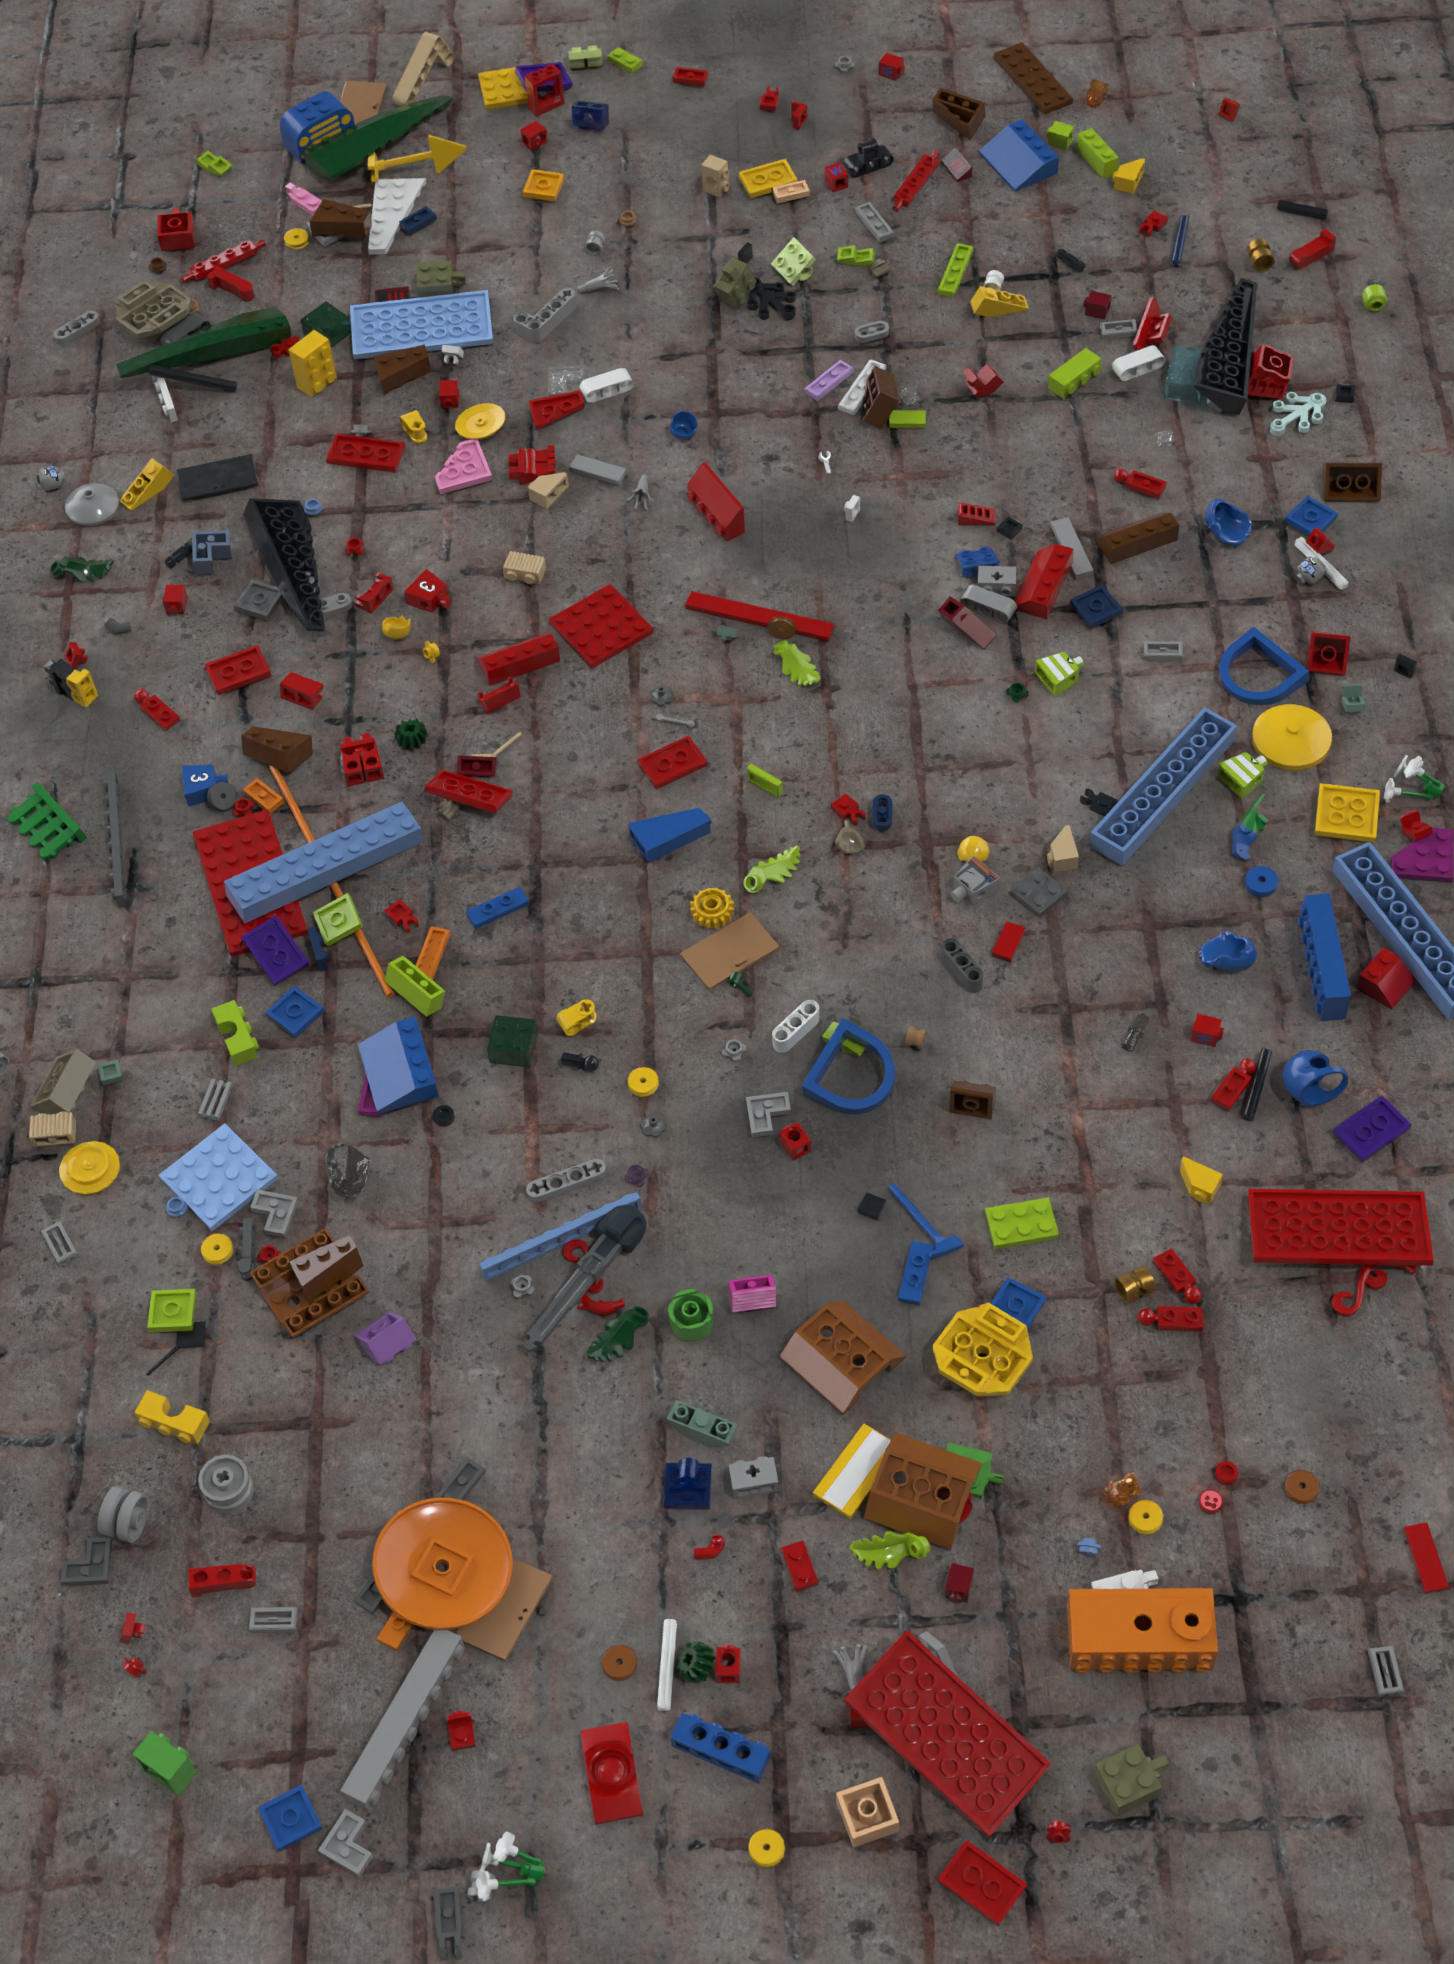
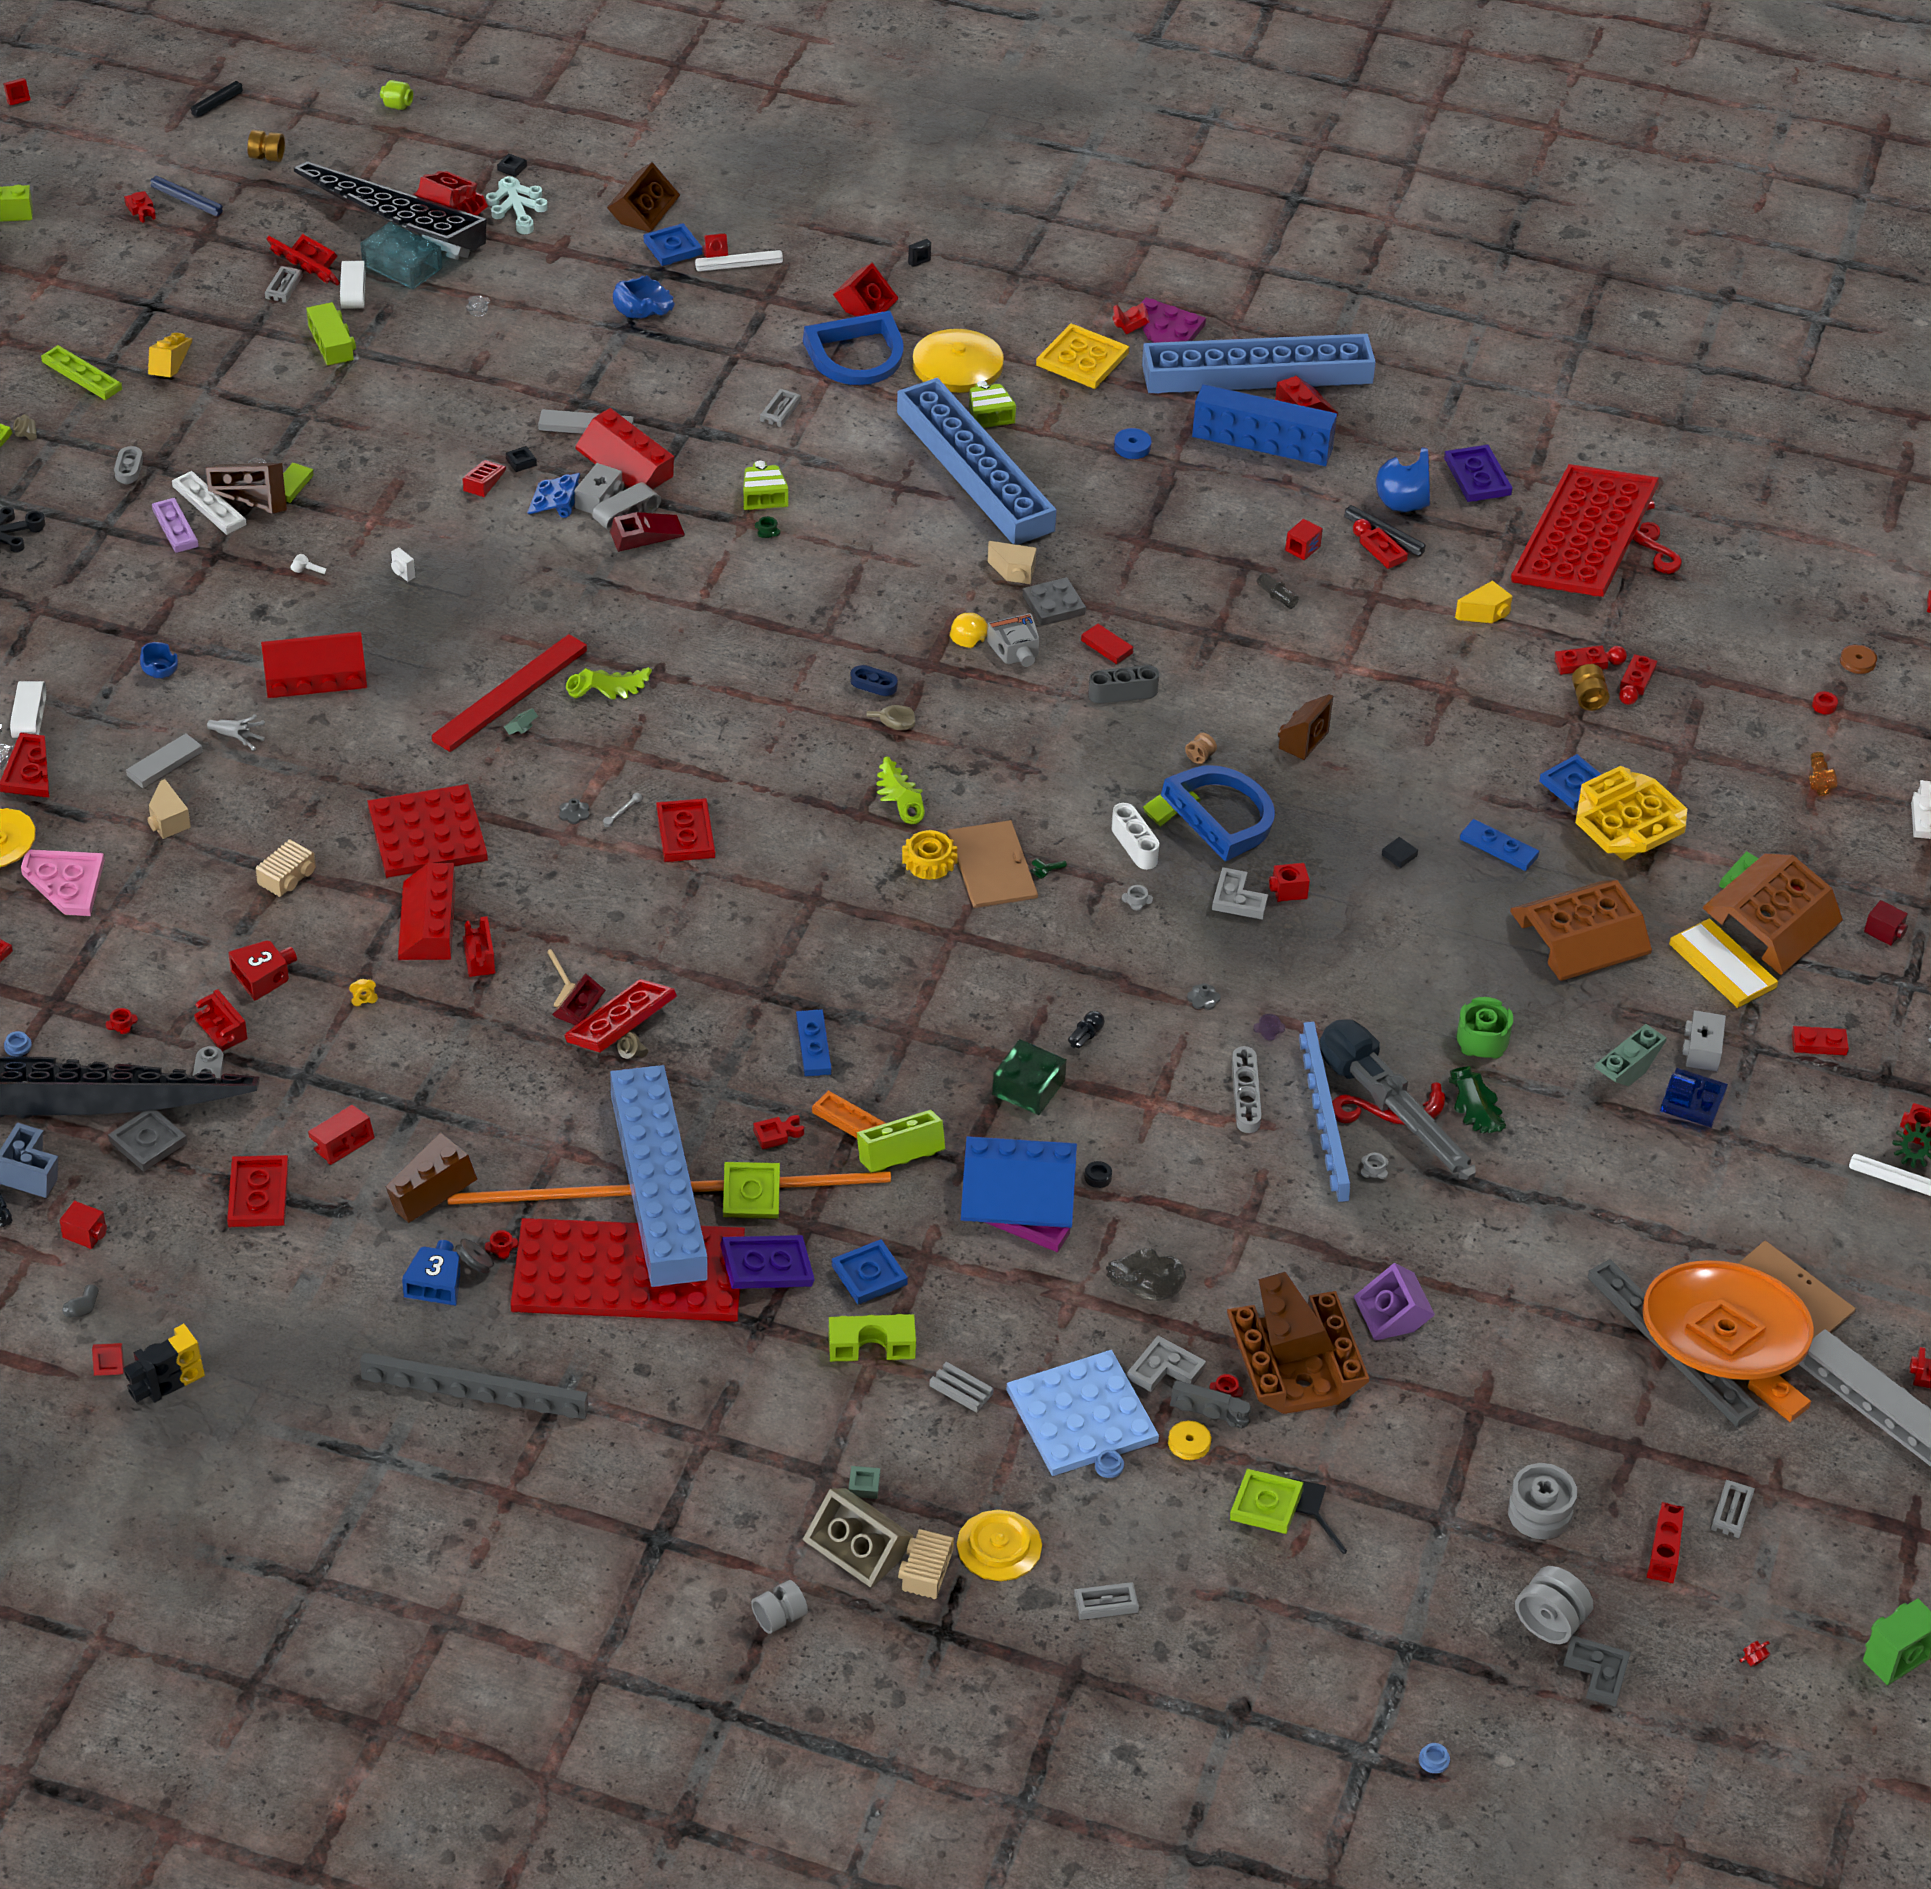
camera: 75 degrees left, 10 degrees down
(52, 827) = (388, 1442): green fence -> none
(131, 1628) = (1703, 1646): red tile -> none
(156, 709) = (267, 1294): red plate -> none
(187, 1426) = (1411, 1552): yellow arch -> none
(263, 795) = (496, 1217): orange plate -> none
(317, 942) = (783, 1223): dark blue plate -> none
(357, 753) = (500, 1103): red hips -> none
(396, 627) = (302, 1012): yellow hair -> none
(411, 734) = (490, 1046): dark green gear -> none
(531, 464) = (117, 810): red hips -> none
(577, 1018) = (1023, 1011): yellow piece -> none
(615, 1654) = (1883, 1209): dark orange piece -> none
(643, 1074) = (1148, 987): yellow piece -> none
(668, 832) = (796, 861): blue slope -> none
(713, 1549) = (1777, 1102): red arm -> none
(752, 1293) = (1478, 969): dark pink brick -> none
(764, 780) = (769, 757): lime tile -> none
(781, 627) = (551, 672): dark orange piece -> none
(847, 807) = (847, 709): red plate -> none
(890, 1549) = (1831, 968): lime plant -> none
(942, 1245) = (1473, 810): blue piece -> none
(983, 382) = (287, 401): red brick -> none
(994, 280) = (130, 345): white wheel -> none
(1021, 1223) = (1473, 748): lime plate -> none
(1070, 260) = (145, 282): black axle -> none
(1089, 1546) = (1876, 819): medium blue plate -> none
(1096, 606) = (688, 431): dark blue plate -> none
(1097, 305) = (238, 283): dark red brick -> none
(1098, 803) = (961, 518): black plate -> none
(1128, 176) = (56, 195): yellow slope -> none
(1138, 537) = (606, 368): reddish brown slope -> none
(1141, 482) = (532, 341): red plate -> none
(1143, 1525) = (1853, 773): yellow piece -> none
(1210, 1501) = (1853, 723): tile -> none
(1228, 952) = (1218, 488): blue piece -> none
(1247, 831) = (1064, 425): animal -> none
(1310, 570) = (748, 267): light grey head -> none
(1313, 250) = (287, 109): red leg -> none
(1352, 698) = (940, 303): sand green bracket -> none
(1432, 786) = (1075, 283): plant -> none

